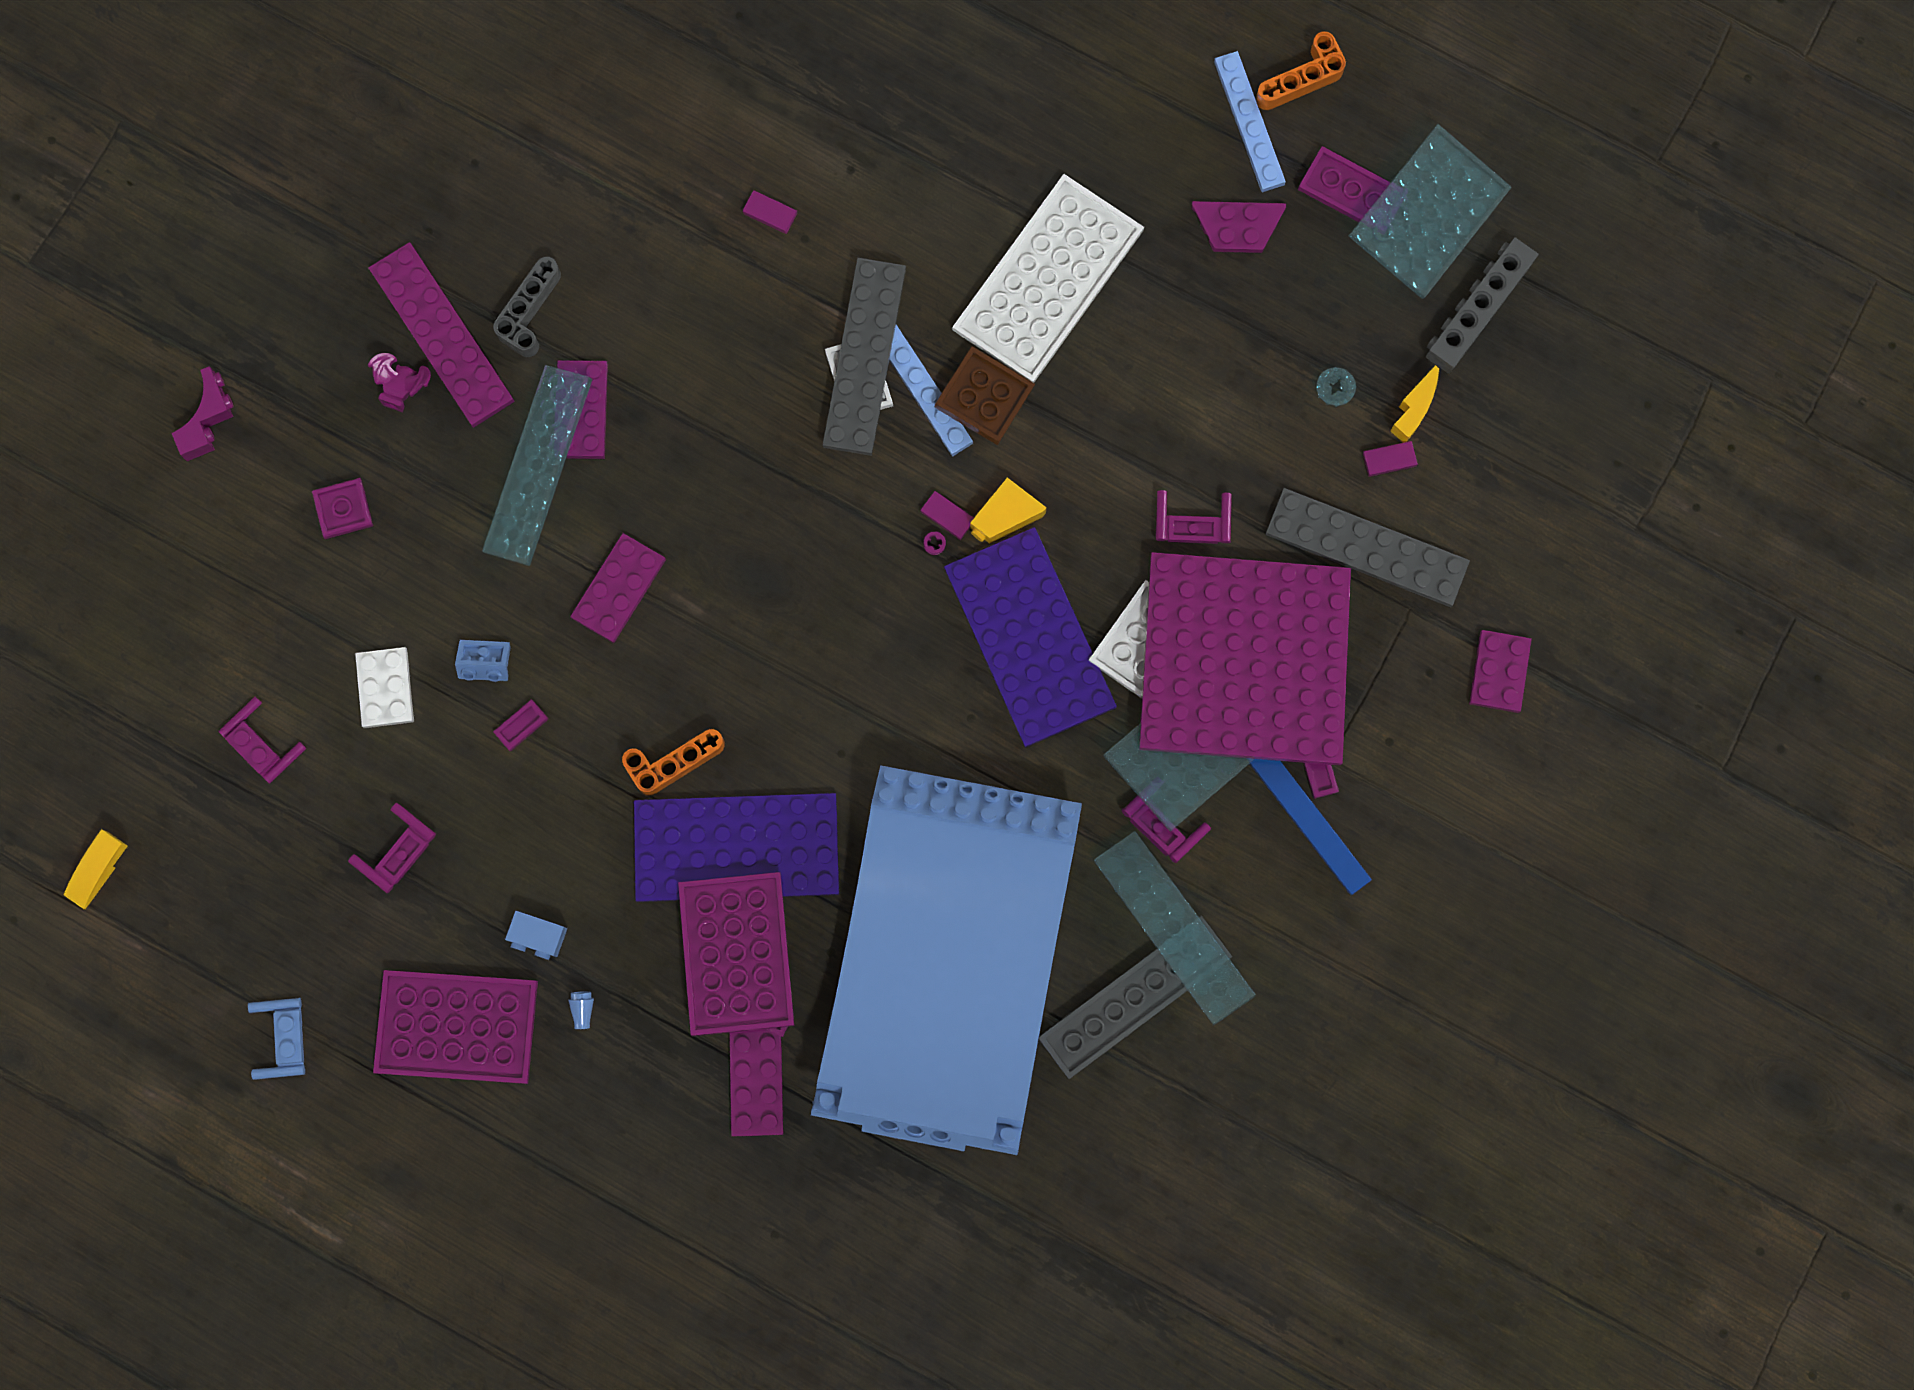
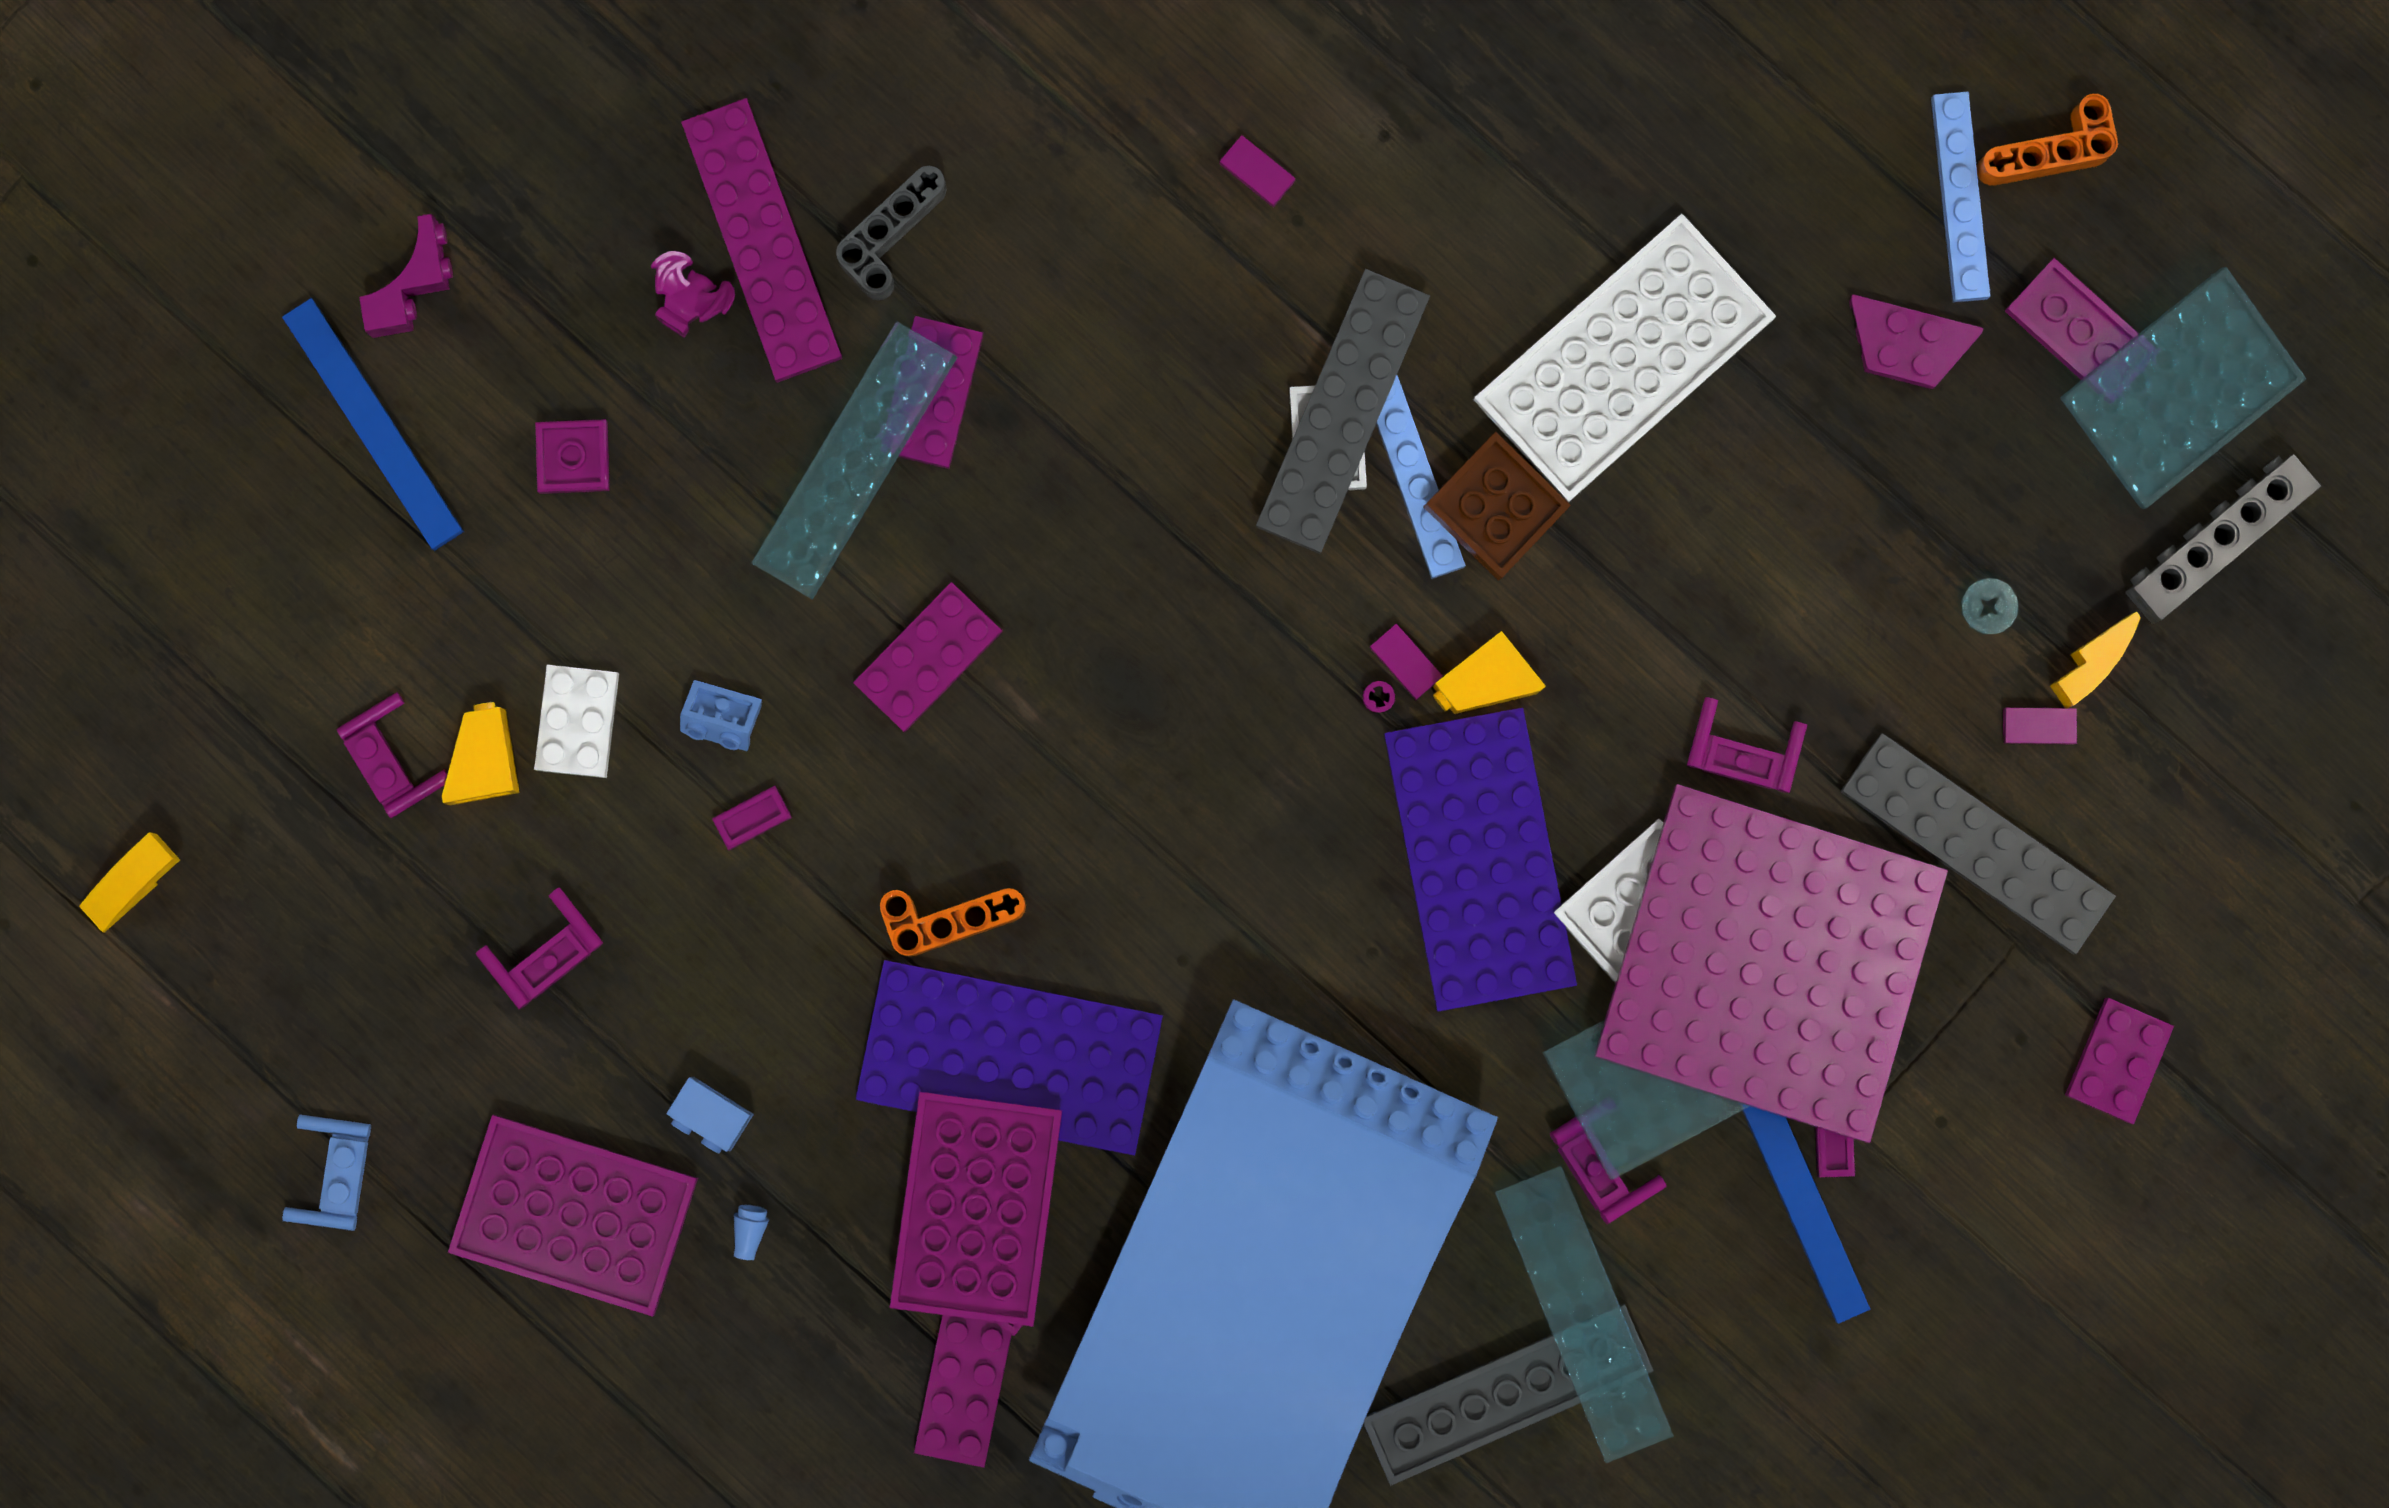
camera: 10 degrees right, 5 degrees up
(199, 518) = (372, 424): none -> blue tile
(324, 727) = (481, 758): none -> yellow slope

